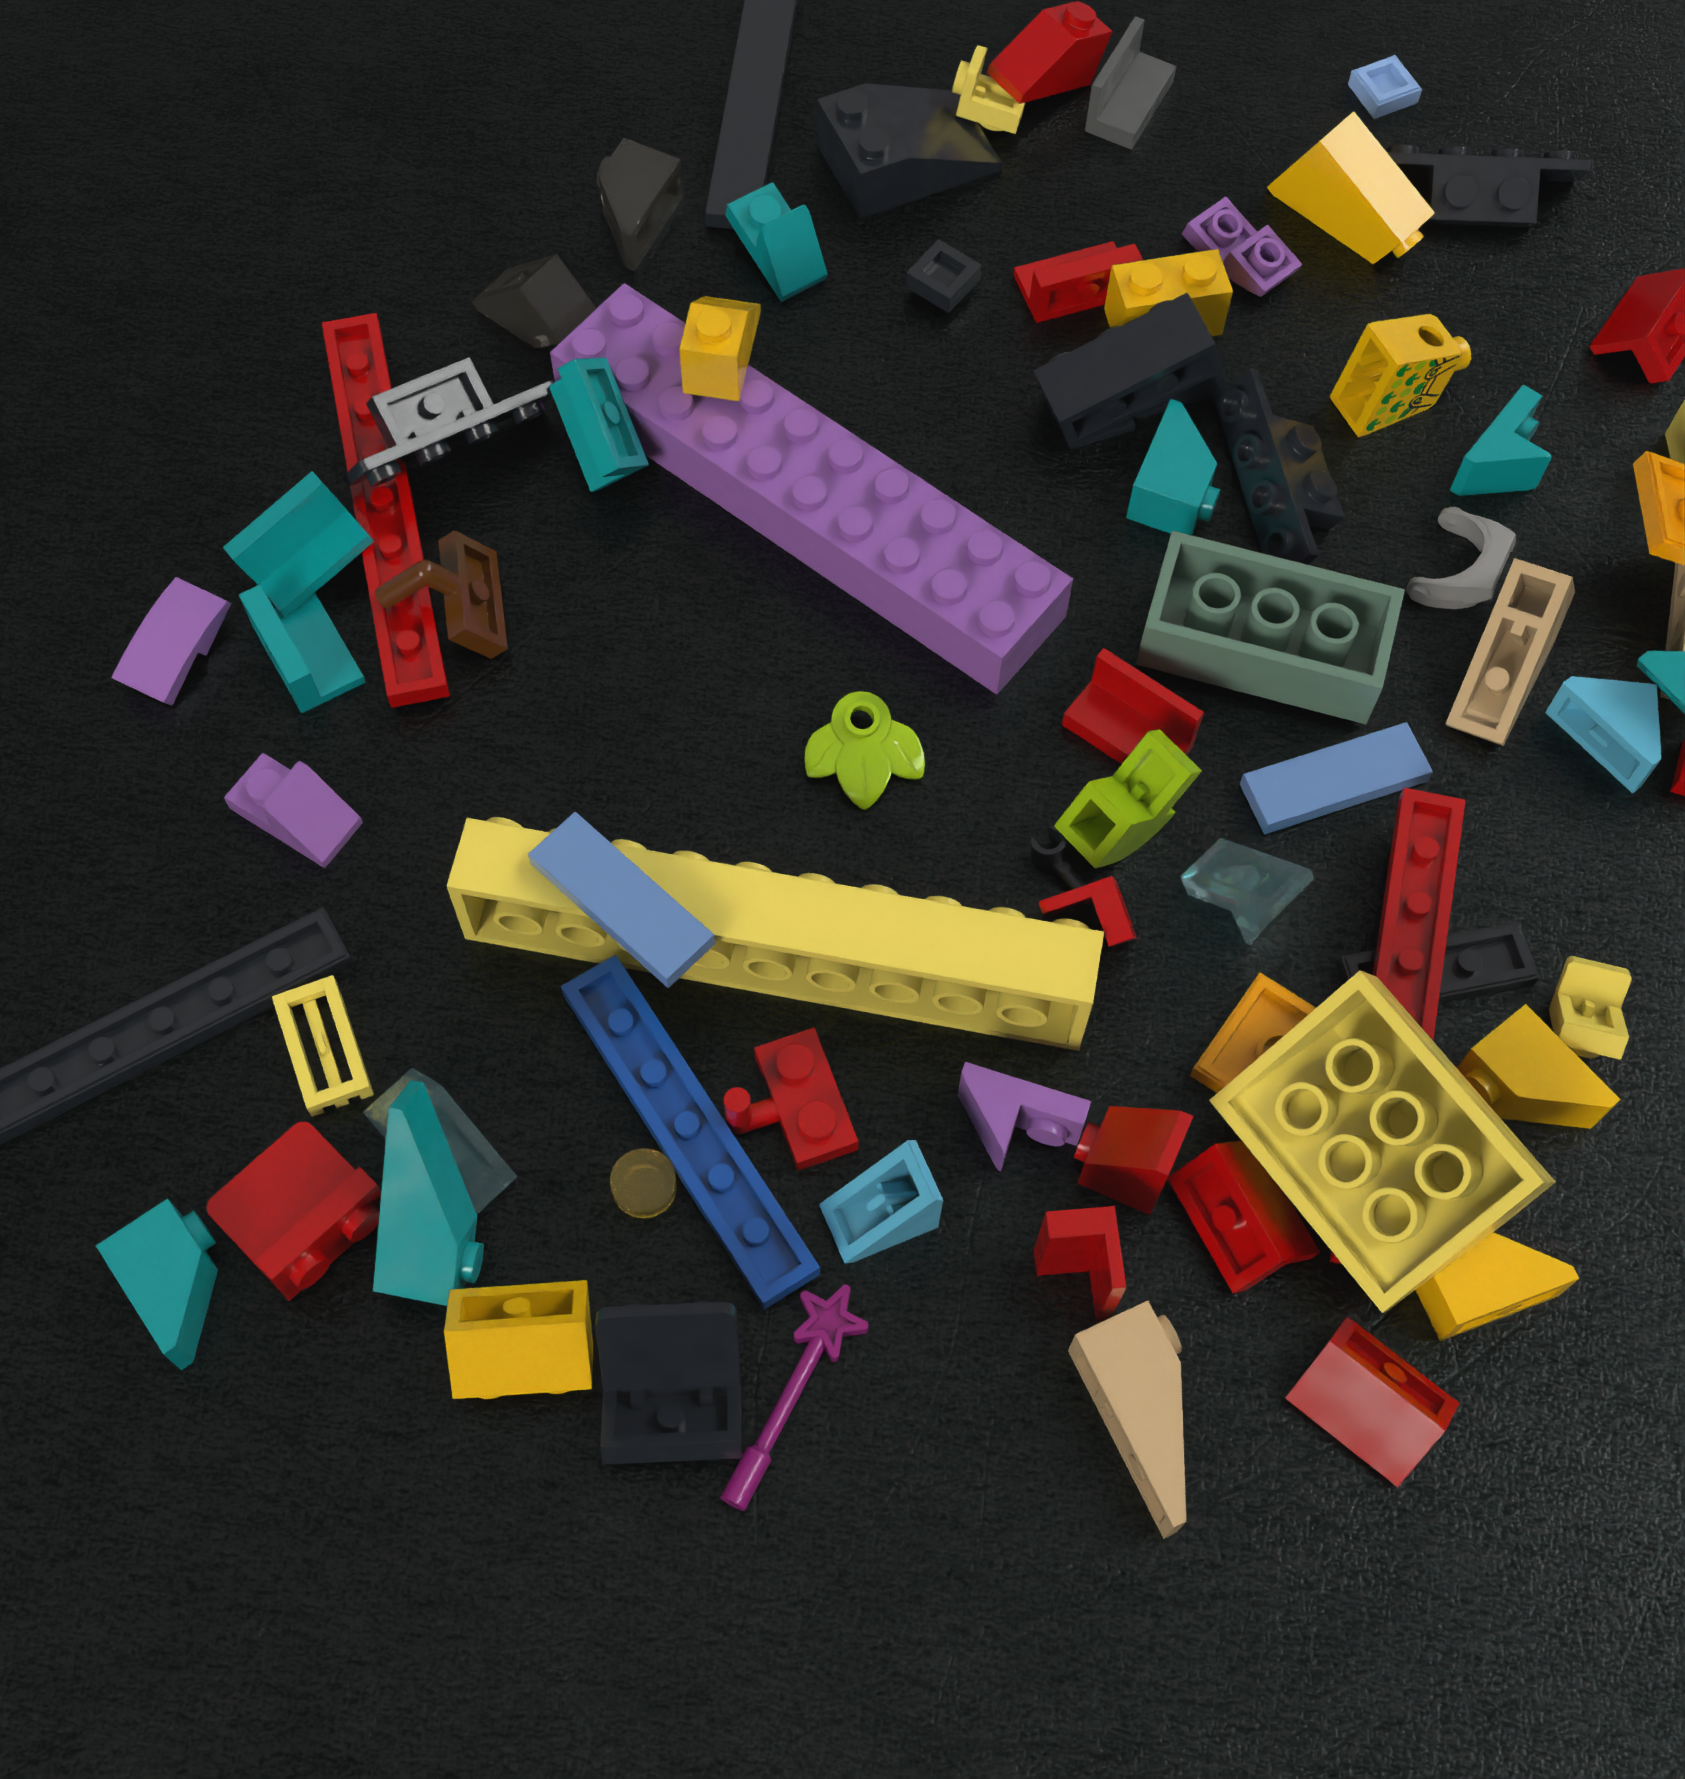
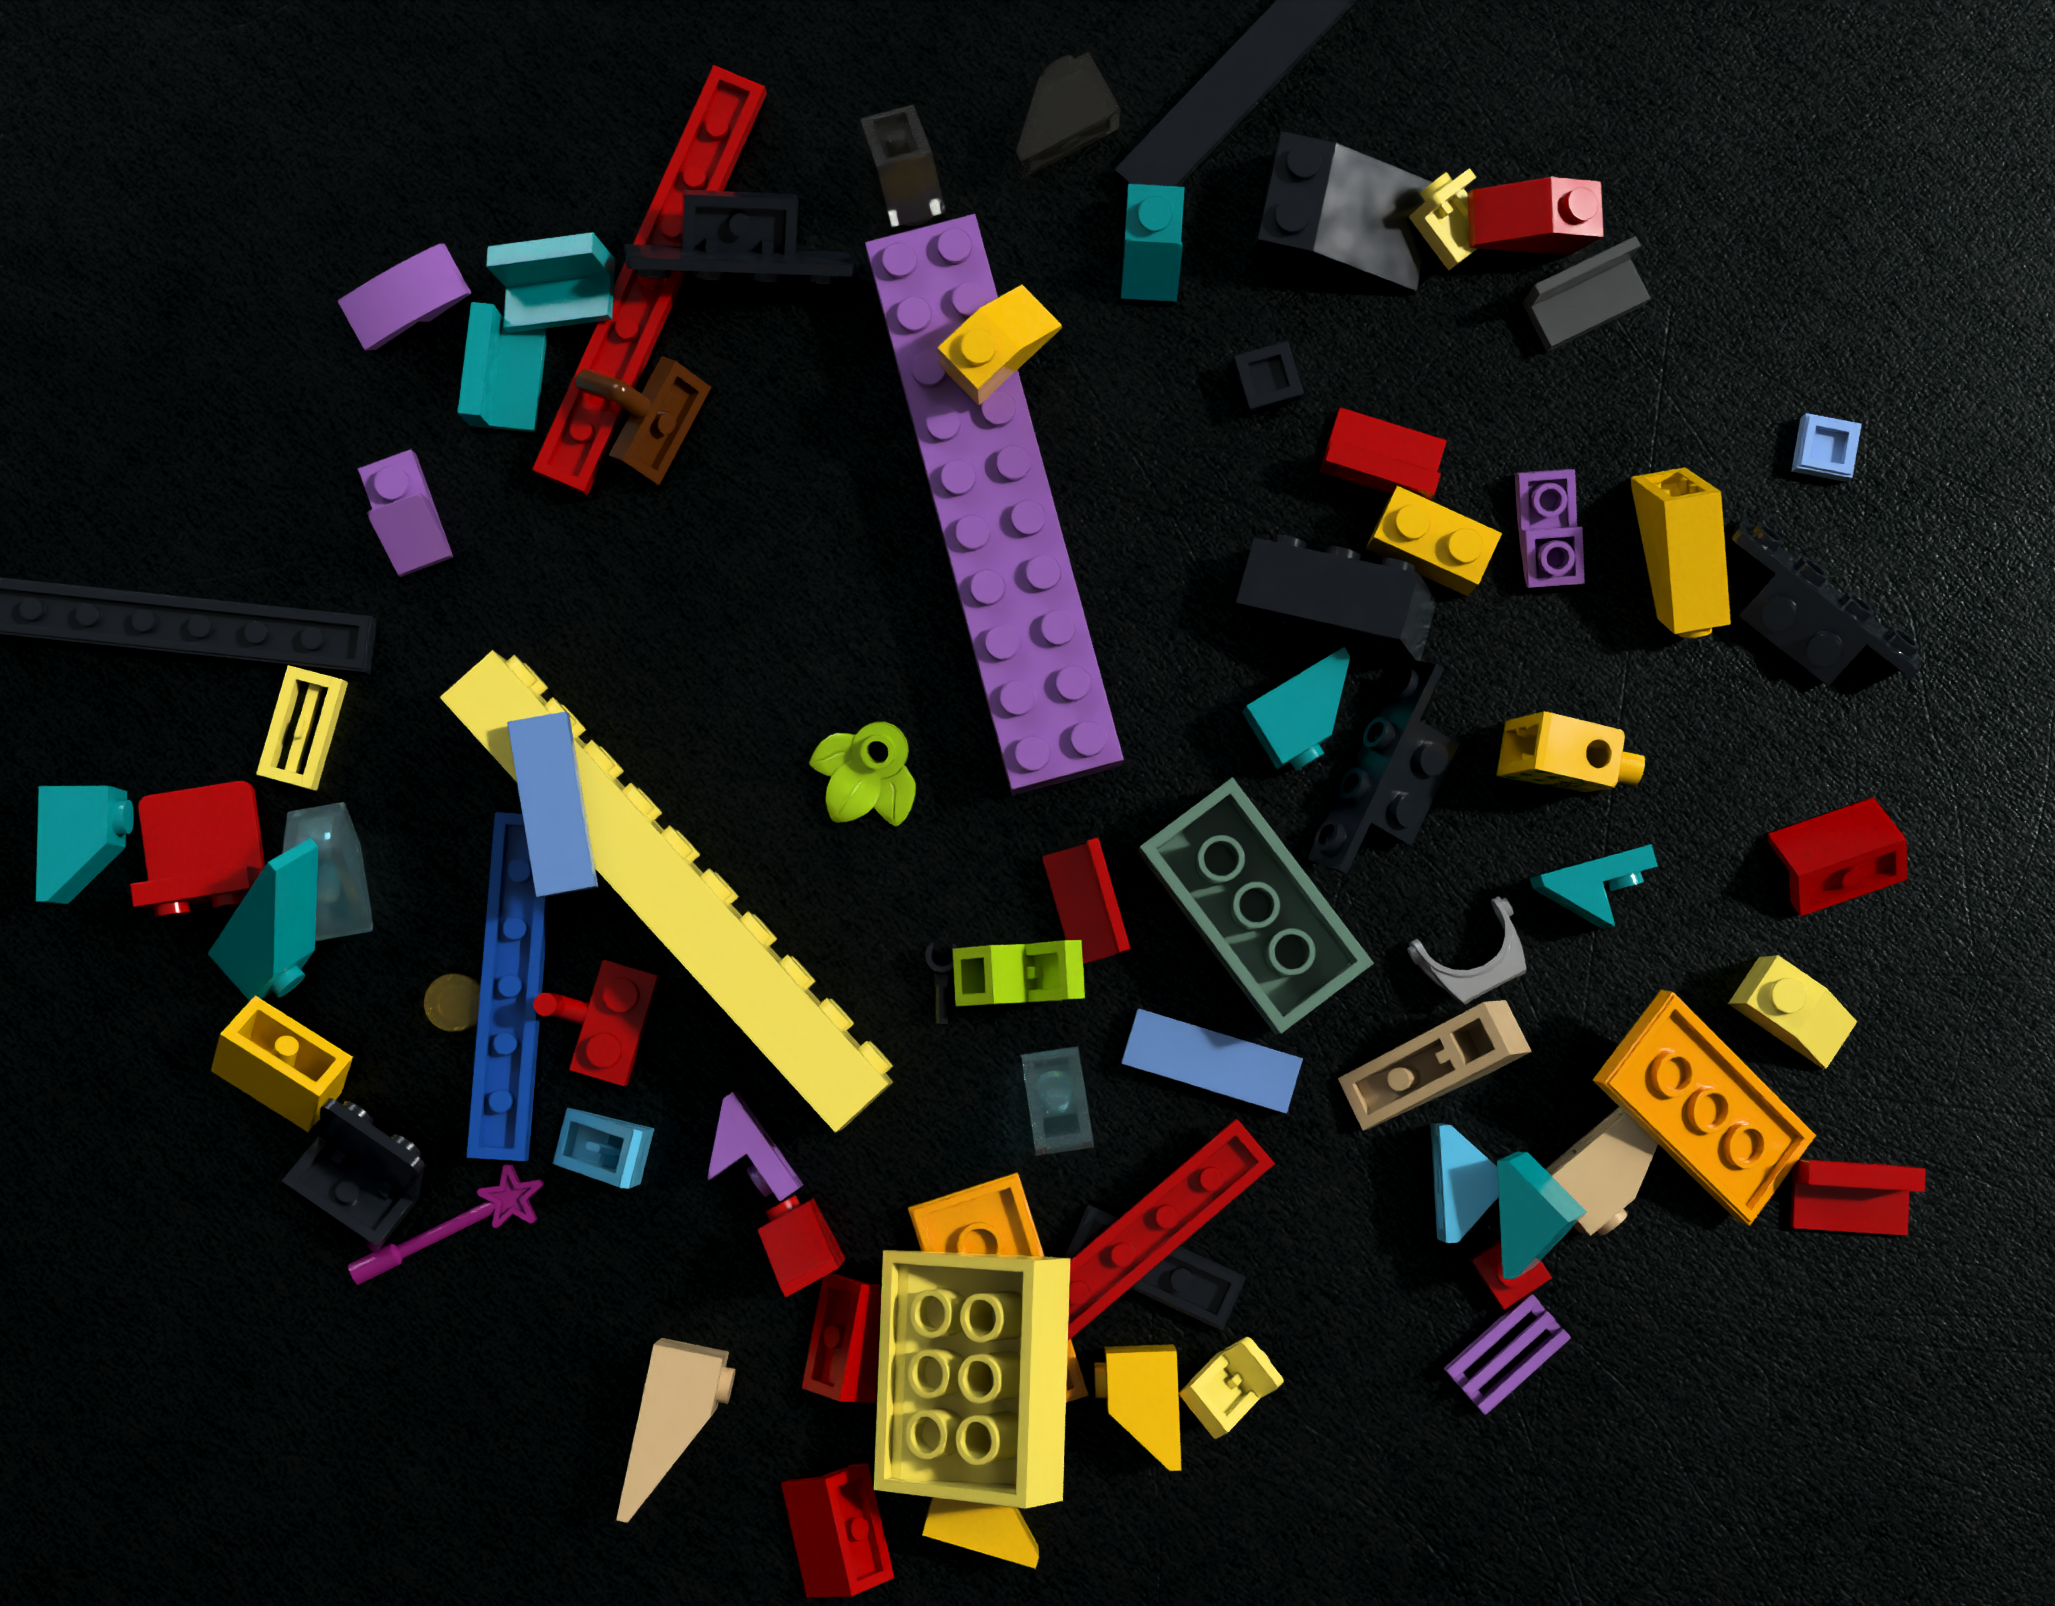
camera: 35 degrees right, 20 degrees up
(597, 422) = (859, 339): teal panel -> none
(1082, 1243) = (709, 1285): red panel -> none
(1108, 904) = (926, 1044): red panel -> none

